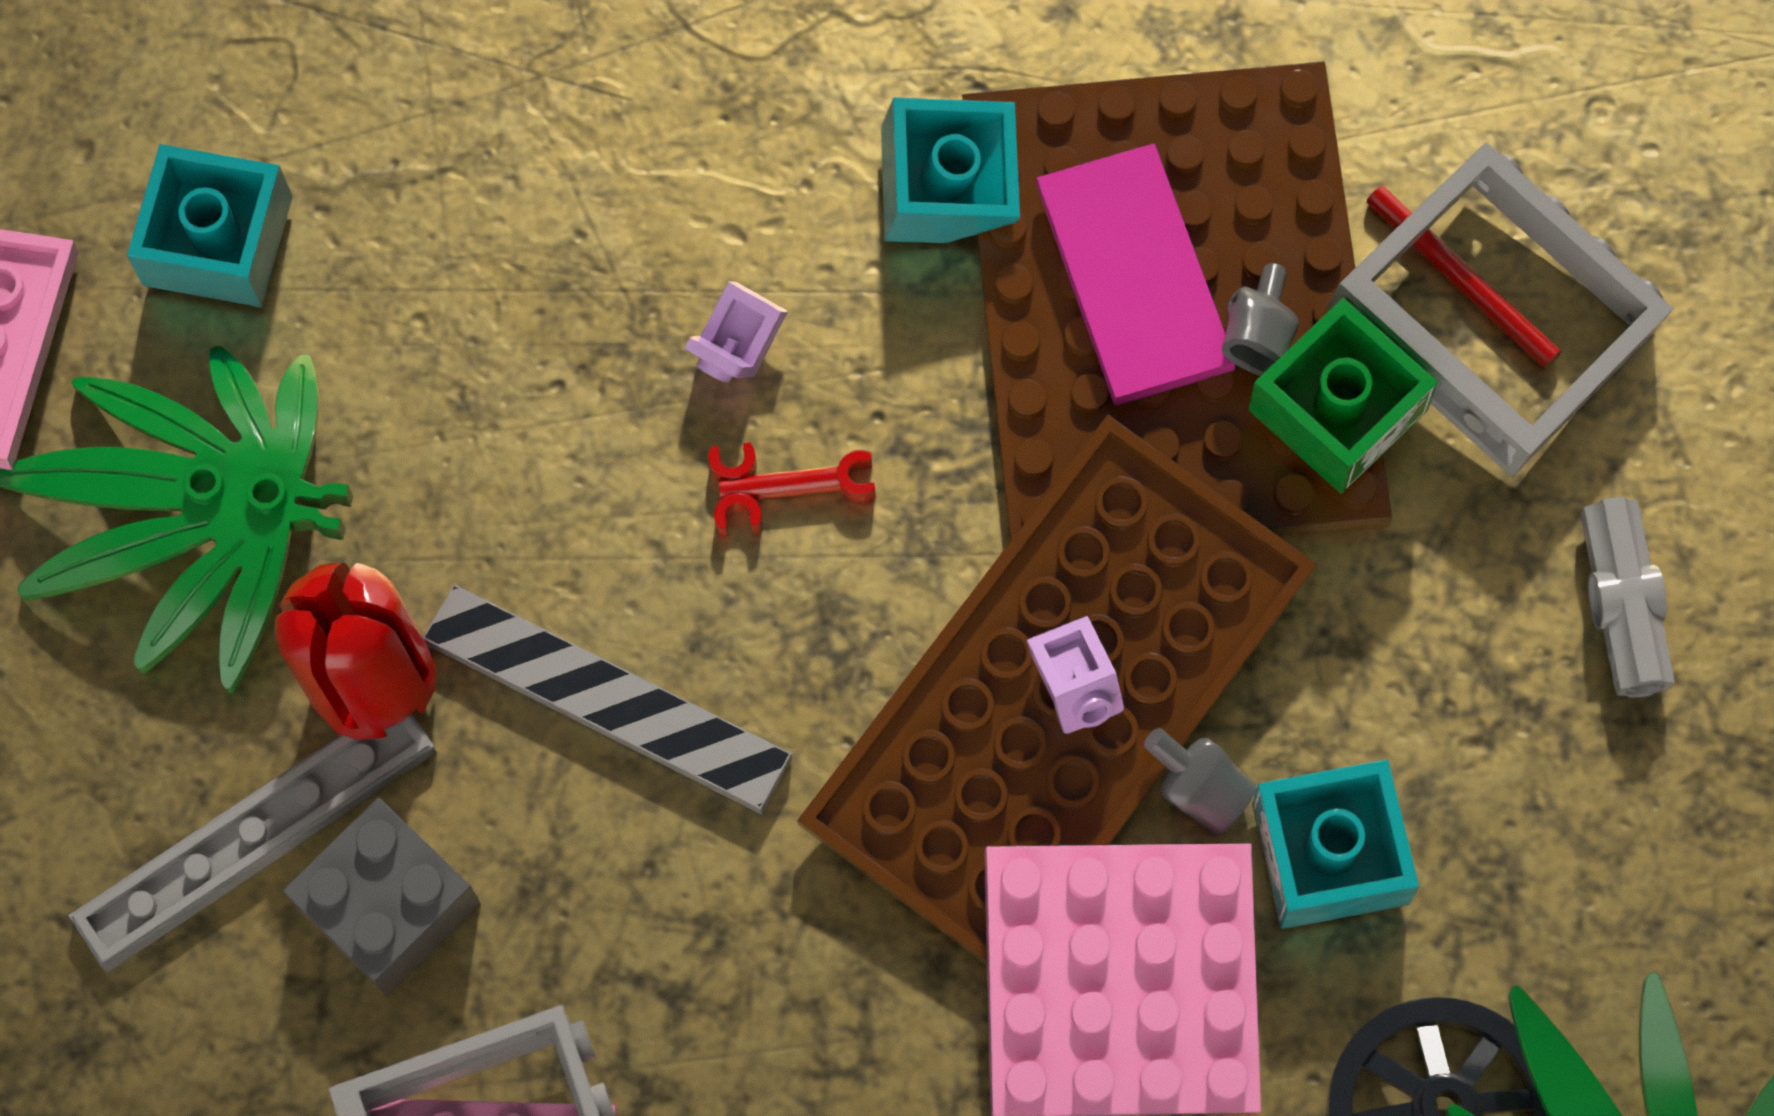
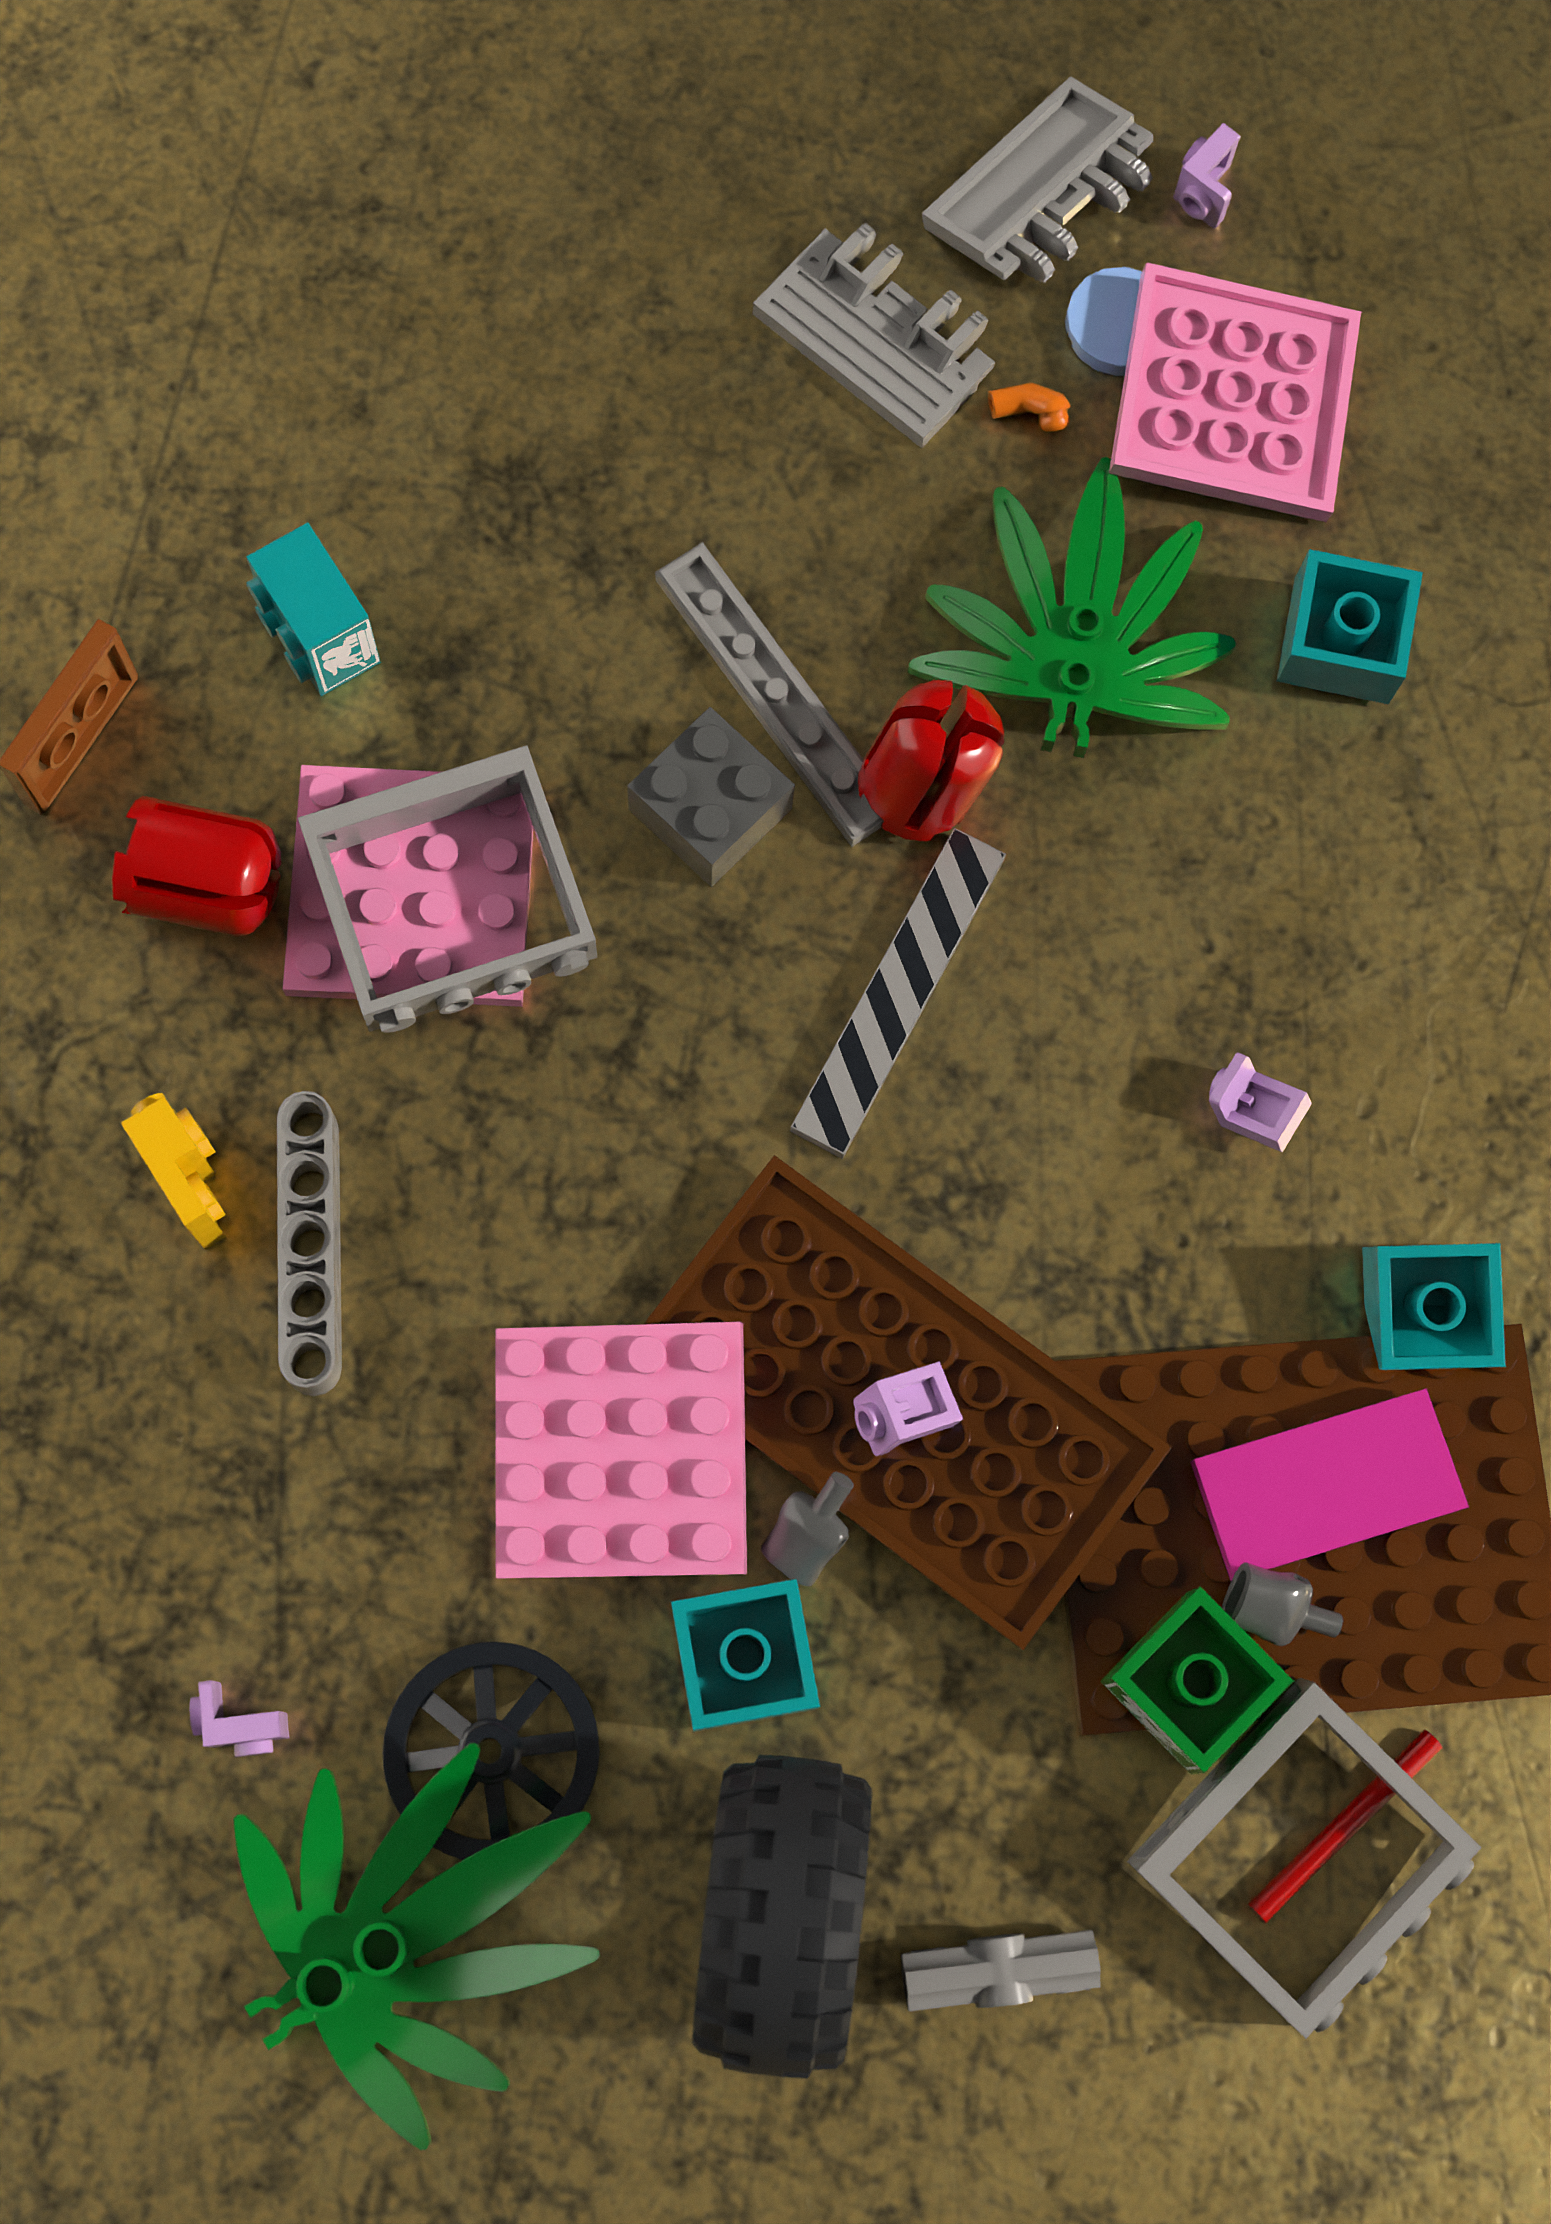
camera: 80 degrees right, 5 degrees up
(741, 487) = (1106, 1111): red bar -> none
(1607, 778) = (783, 1917): none -> black tyre

